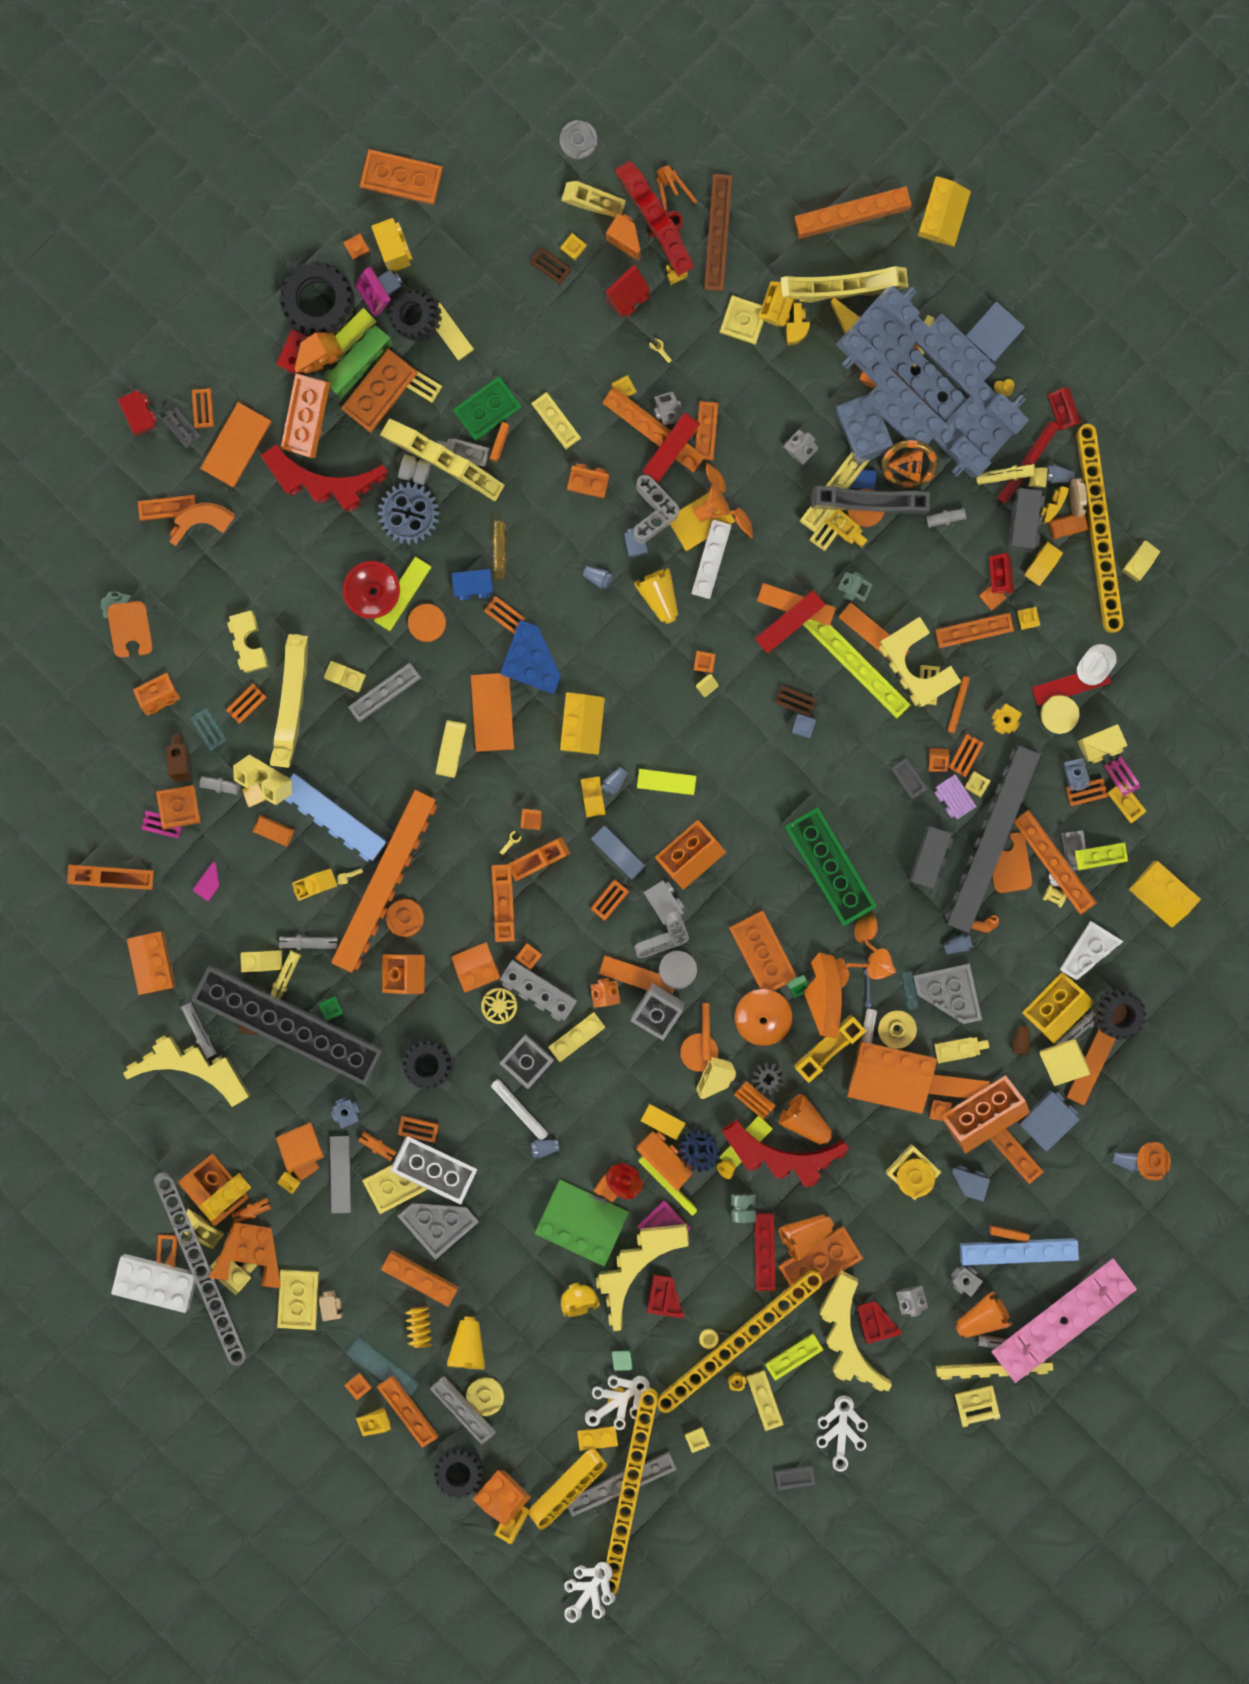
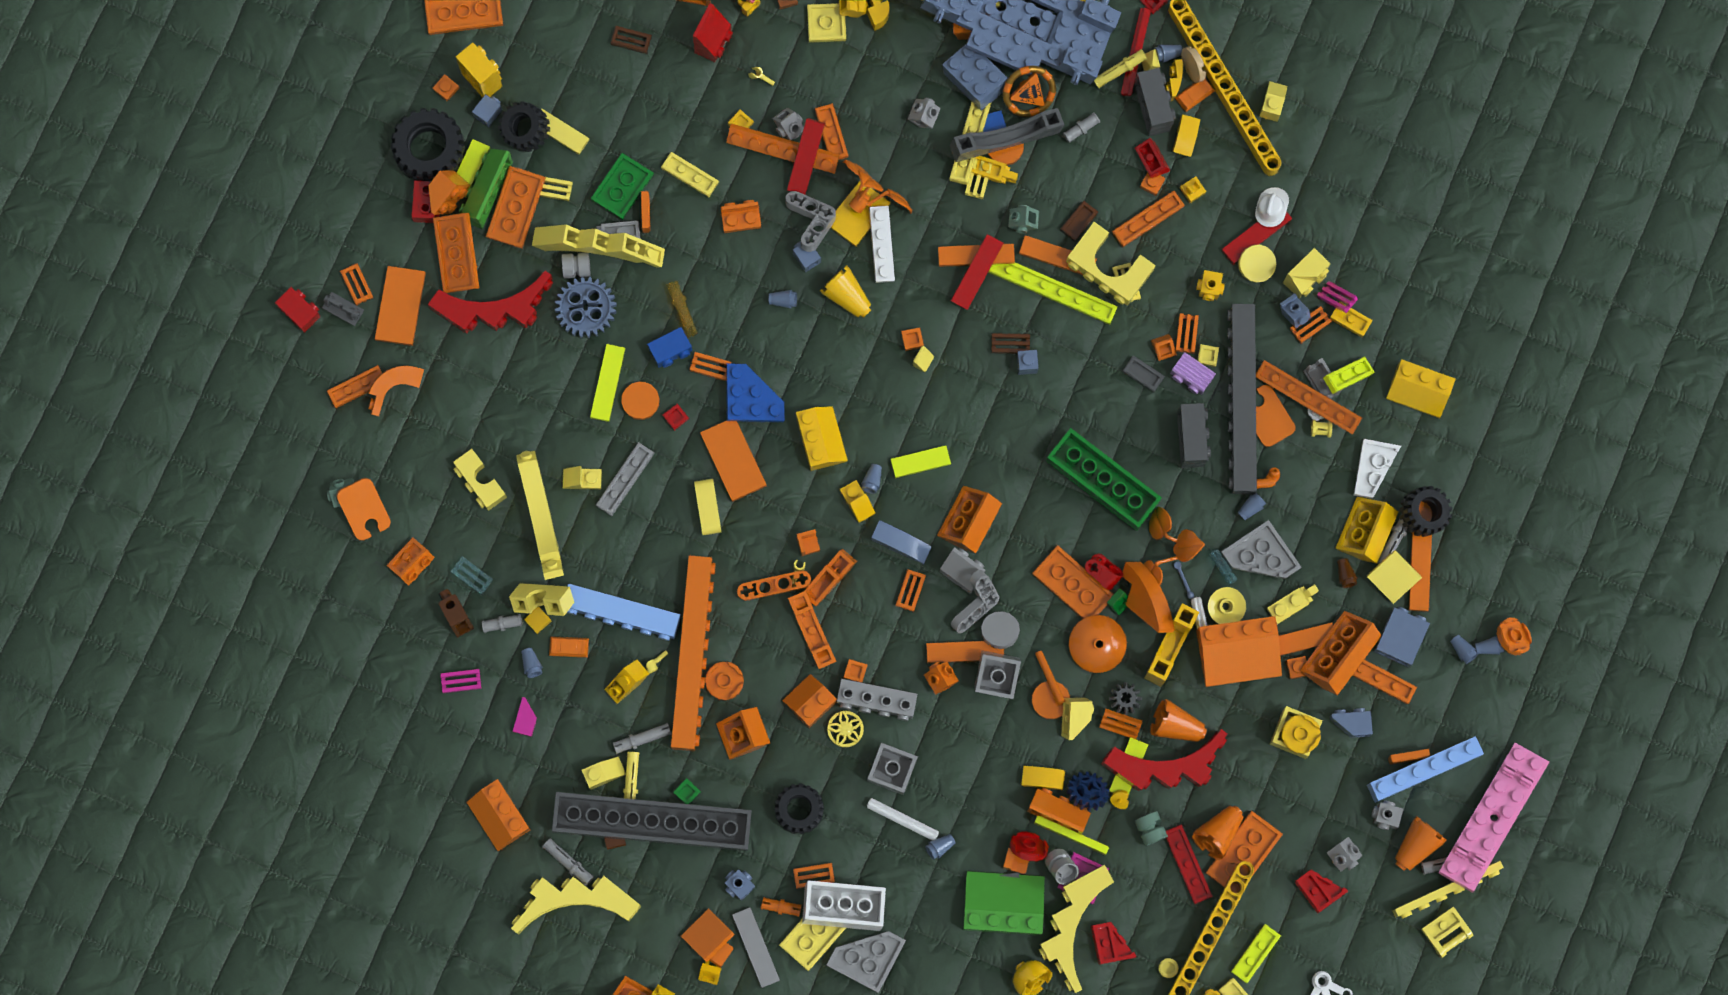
camera: 25 degrees left, 10 degrees down
(110, 877) = (429, 748): orange slope -> none
(178, 807) = (470, 658): orange tile -> none
(232, 833) = (531, 664): none -> sand blue cone
(246, 703) = (505, 523): orange tile -> none
(358, 589) = (577, 375): red dish -> none
(372, 292) = (476, 120): dark pink tile -> none
(454, 651) = (675, 417): none -> red tile
(484, 847) = (774, 587): none -> orange beam
(573, 246) = (645, 15): yellow tile -> none
(577, 1037) = (930, 730): light yellow plate -> none
(646, 1211) = (1061, 866): none -> light grey wheel
(796, 953) = (1105, 572): none -> red piece
(850, 1361) = (1292, 915): light yellow arch -> none
(907, 607) = (1079, 221): none -> reddish brown tile
(958, 704) = (1161, 290): orange bar -> none
(1102, 1154) = (1463, 649): none -> sand blue cone

